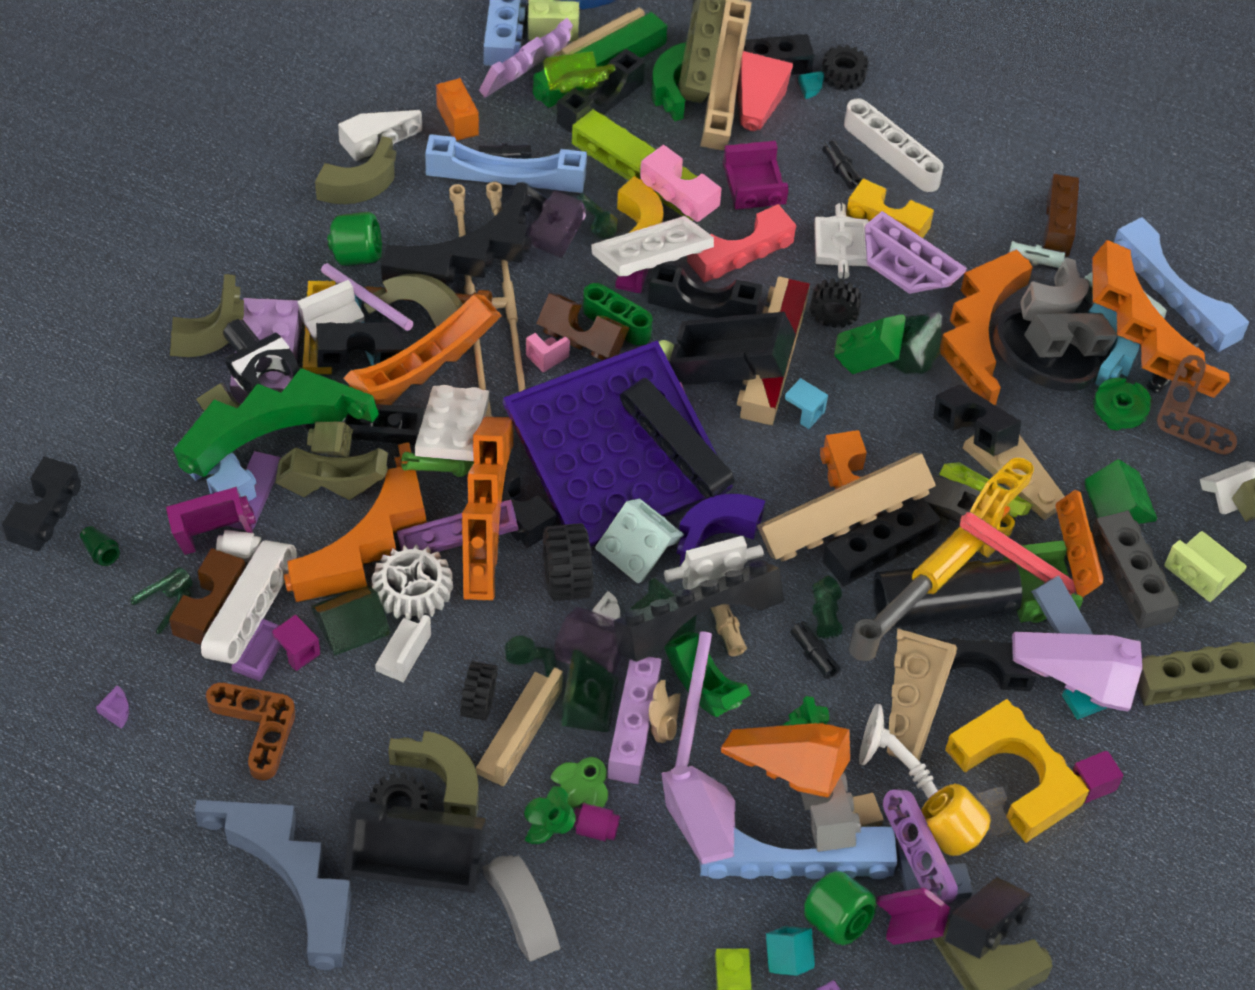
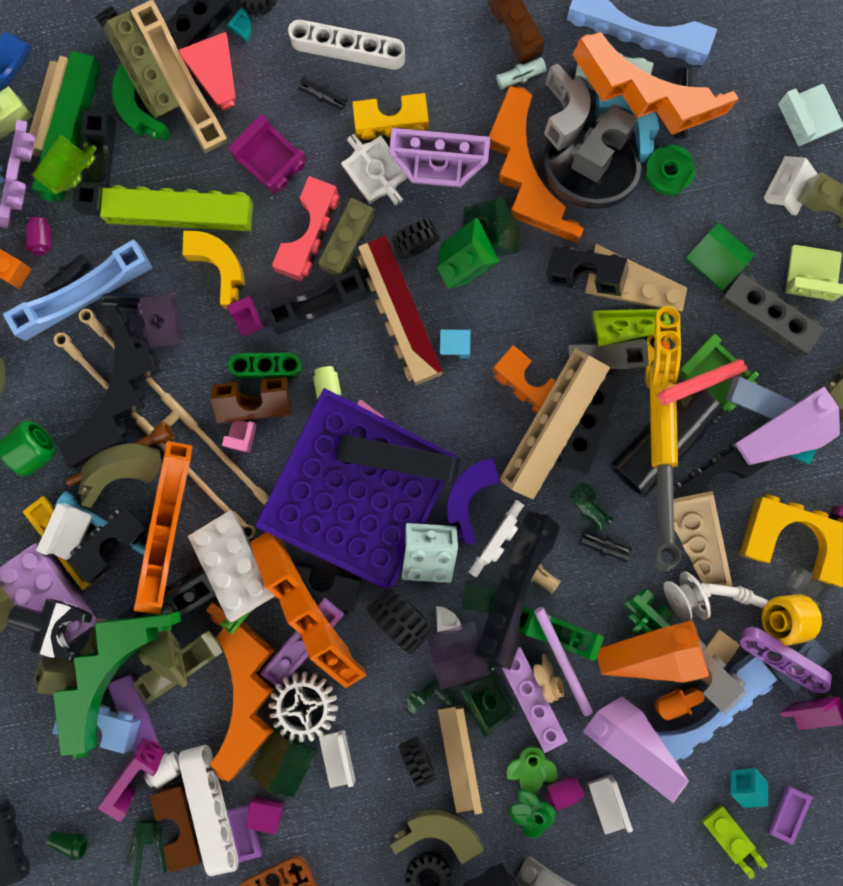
camera: 25 degrees left, 30 degrees up
(369, 298) = (80, 501): lavender axle -> none
(506, 113) = (38, 236): none -> magenta brick
(604, 223) = (192, 288): clear green plate -> none
(632, 868) = (609, 804): none -> white panel
(652, 246) = (251, 296): white plate -> none
(693, 197) = (247, 222): bright pink arch -> none
(732, 348) = (379, 346): black piece -> none
(779, 823) = (678, 702): none -> orange arm
(789, 260) = (342, 244): none -> olive arch
(840, 907) = (761, 738): green head -> none
(858, 728) = (680, 600): none -> white piece
(1079, 544) = (728, 328): orange bracket -> none
(1181, 409) = (722, 150): reddish brown beam -> none

